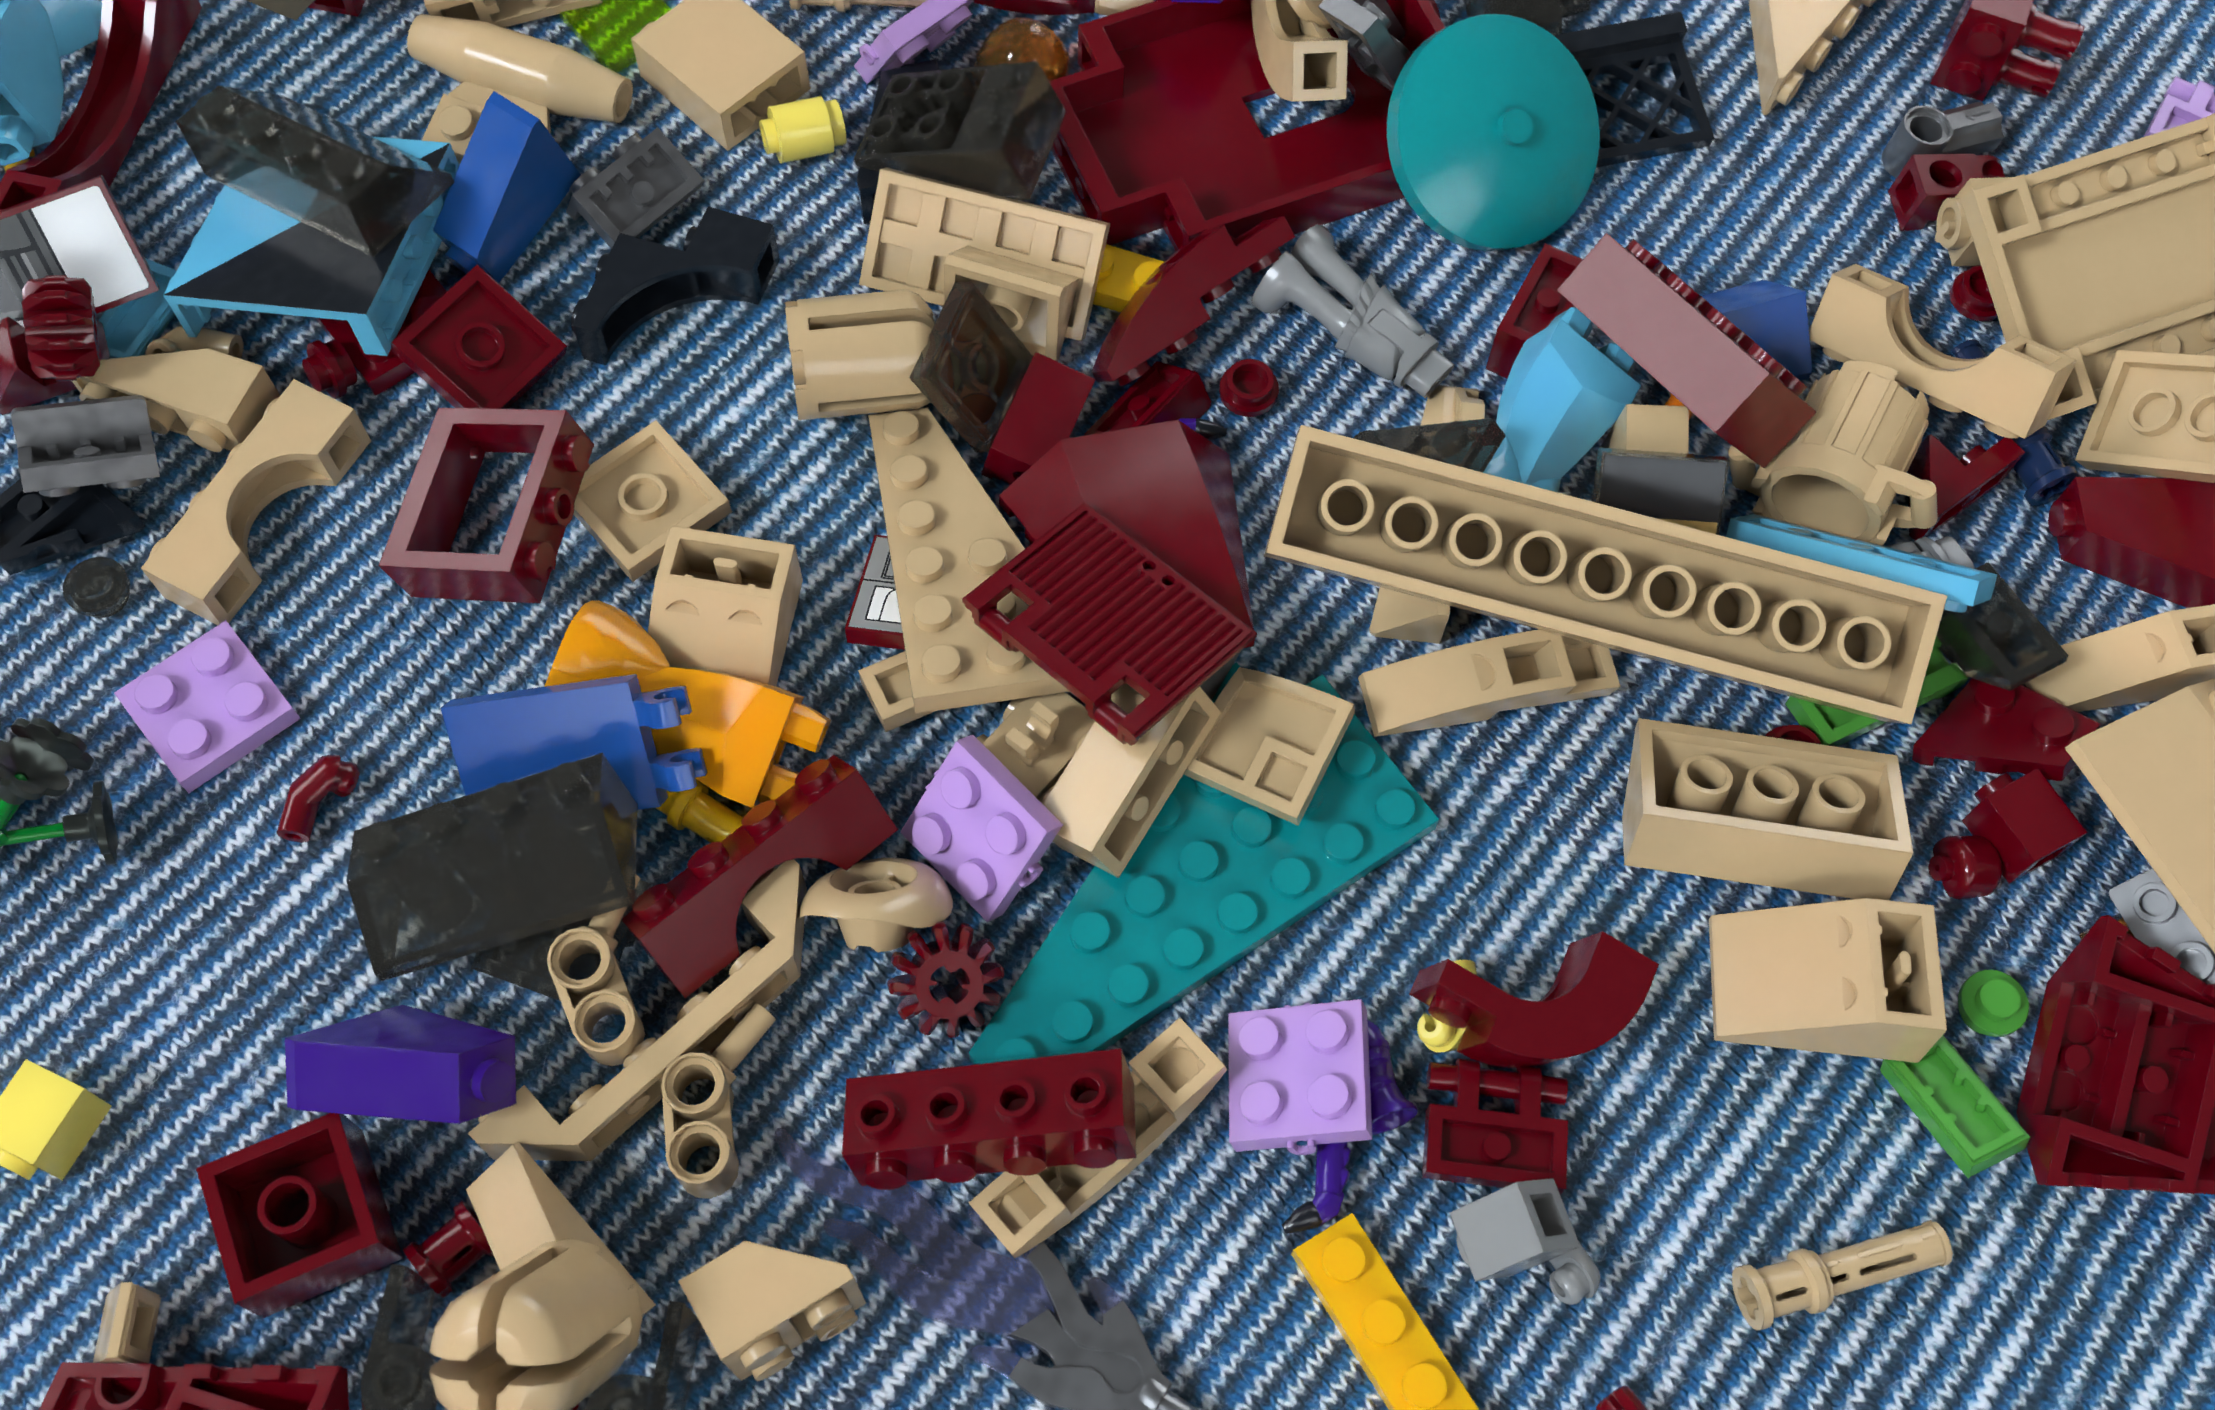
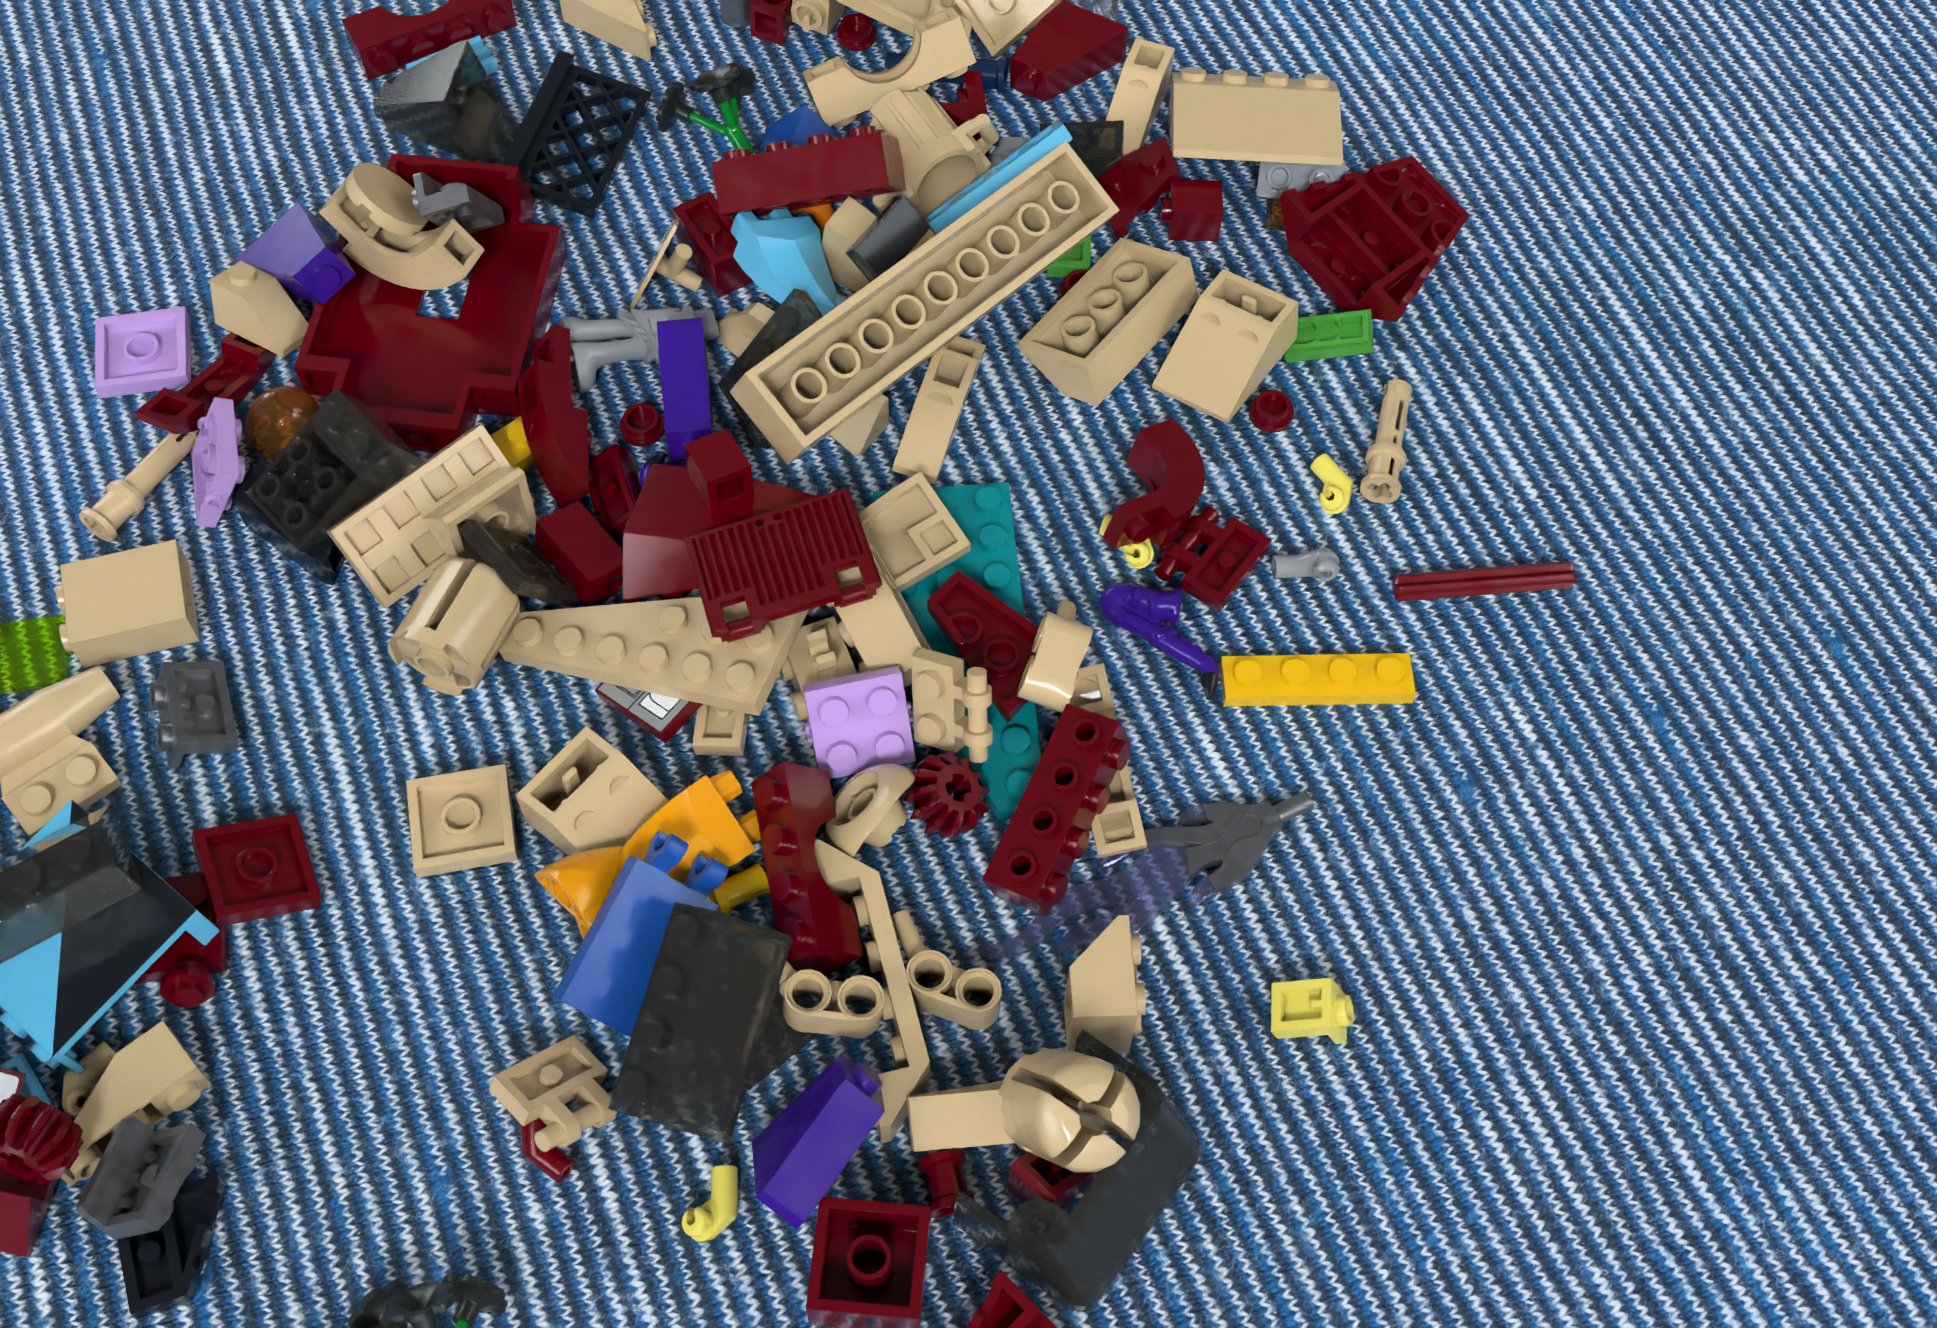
camera: 60 degrees left, 5 degrees down
(97, 587) = (255, 1234): clear smoke plate -> none
(207, 706) = (415, 1193): lavender plate -> none
(295, 445) = (296, 1135): tan arch -> none
(303, 1011) = (719, 1211): none -> light yellow arm
(366, 754) = (548, 1081): none -> tan plate
(441, 486) = (445, 958): dark red window -> none
(503, 189) = (138, 786): blue slope -> none
(641, 279) = (300, 682): black arch -> none
(803, 129) = (230, 579): light yellow brick -> none
(1050, 913) = (940, 702): none -> tan plate
(1180, 929) = (985, 636): none -> dark red wing
(1186, 999) = (1059, 653): none -> tan beam
(1193, 485) = (719, 470): none -> dark red brick
(1299, 1076) = (1131, 634): lavender plate -> none
(1321, 387) = (684, 383): none -> dark purple slope
(1479, 284) = (671, 268): none -> tan shield
(1493, 132) = (572, 189): teal dish -> none
(1513, 1229) = (1282, 577): light grey brick -> none
(1718, 1237) = (1337, 484): none -> light yellow arm
(1776, 1090) = (1271, 411): none -> dark red plate
(1783, 198) = (726, 87): none -> pearl dark grey plant
(1966, 866) = (1200, 249): dark red piece -> none
(1993, 1003) = (1285, 282): bright green plate -> none

